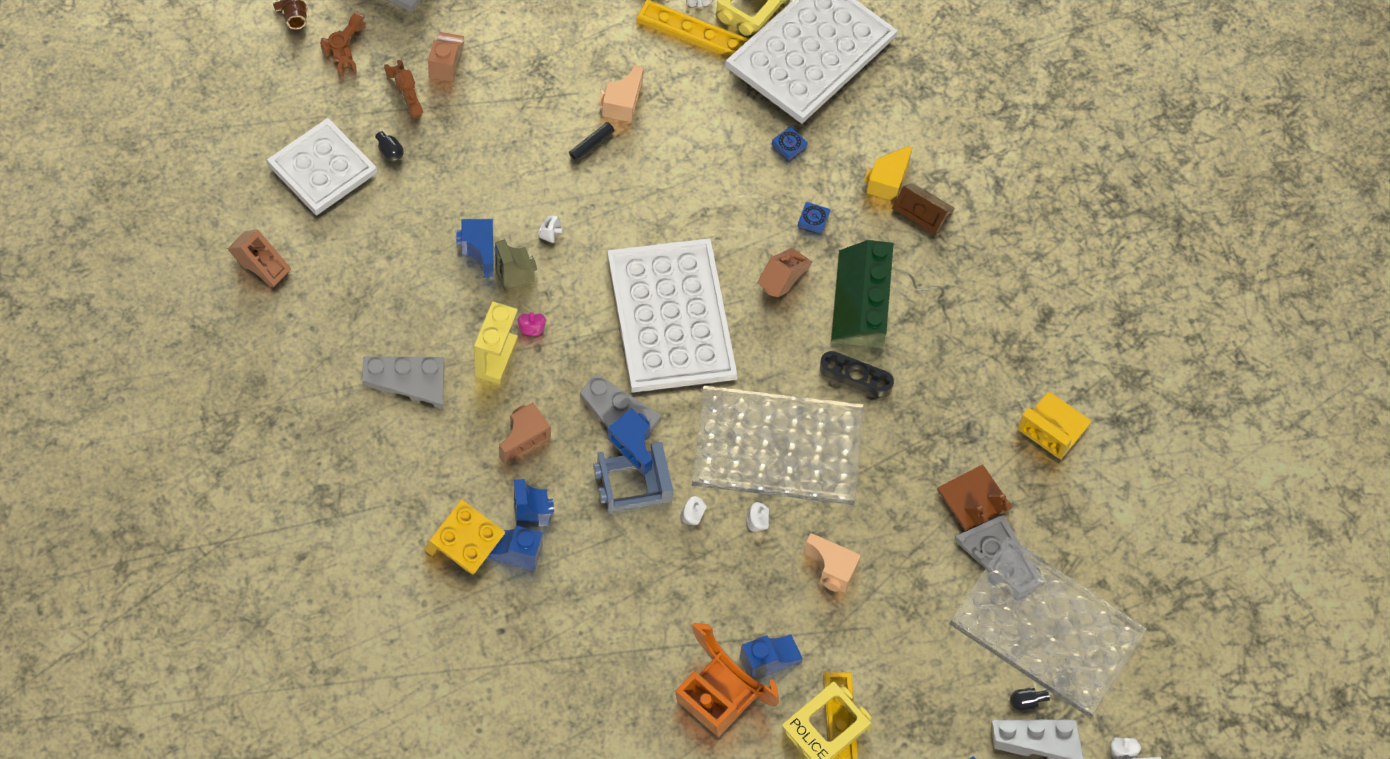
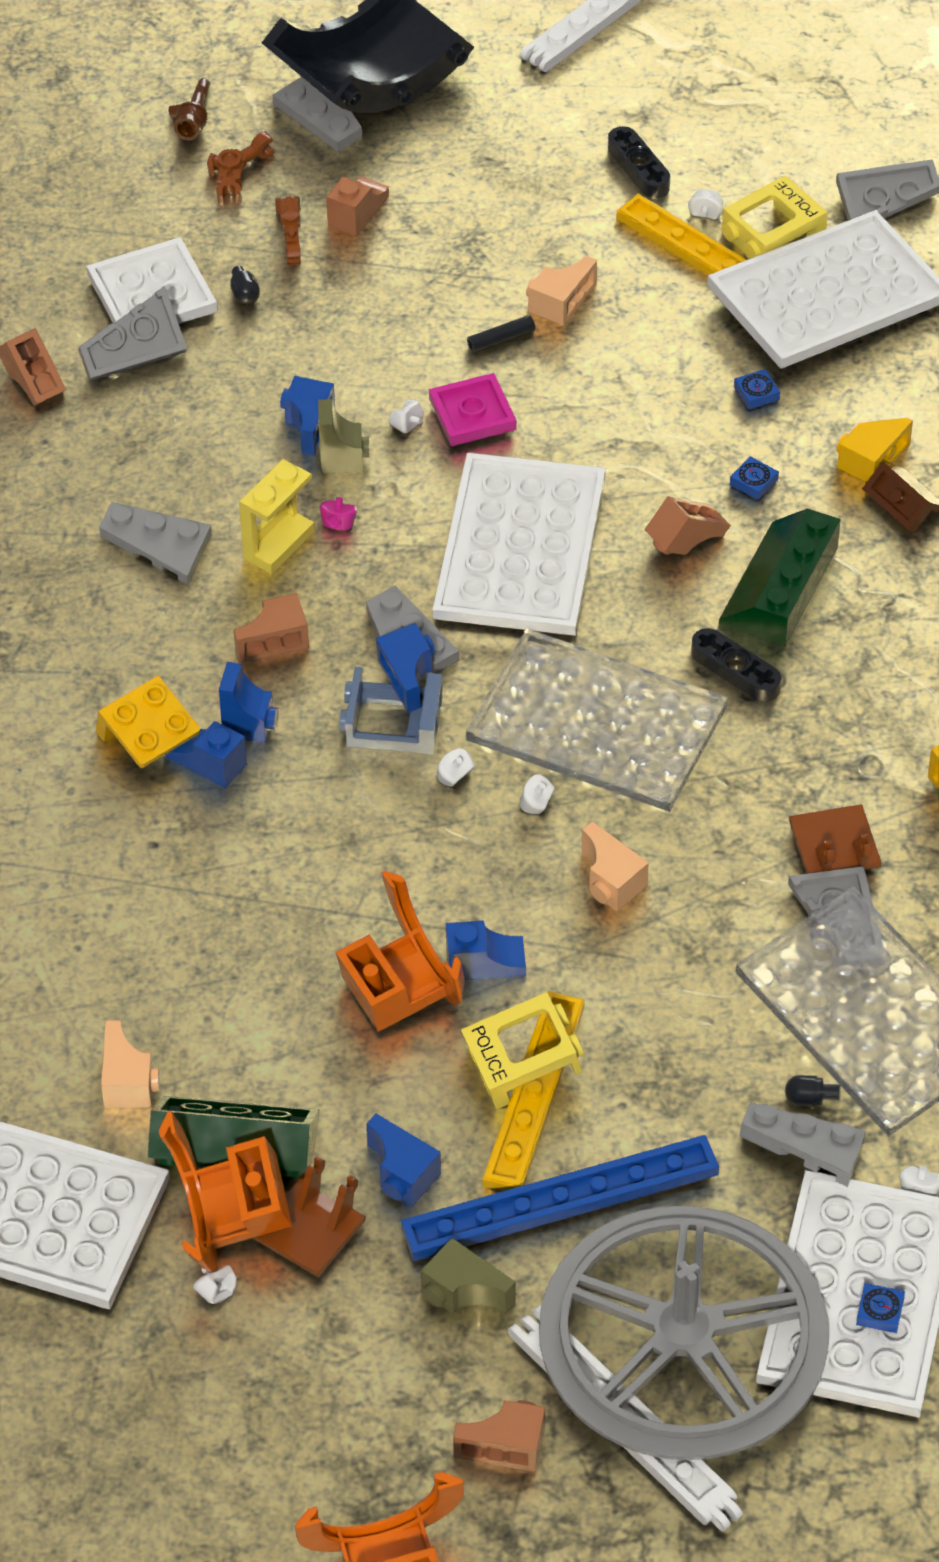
camera: 25 degrees right, 10 degrees down
(328, 214) = (138, 338): none -> light grey wing
(596, 211) = (472, 409): none -> dark pink plate

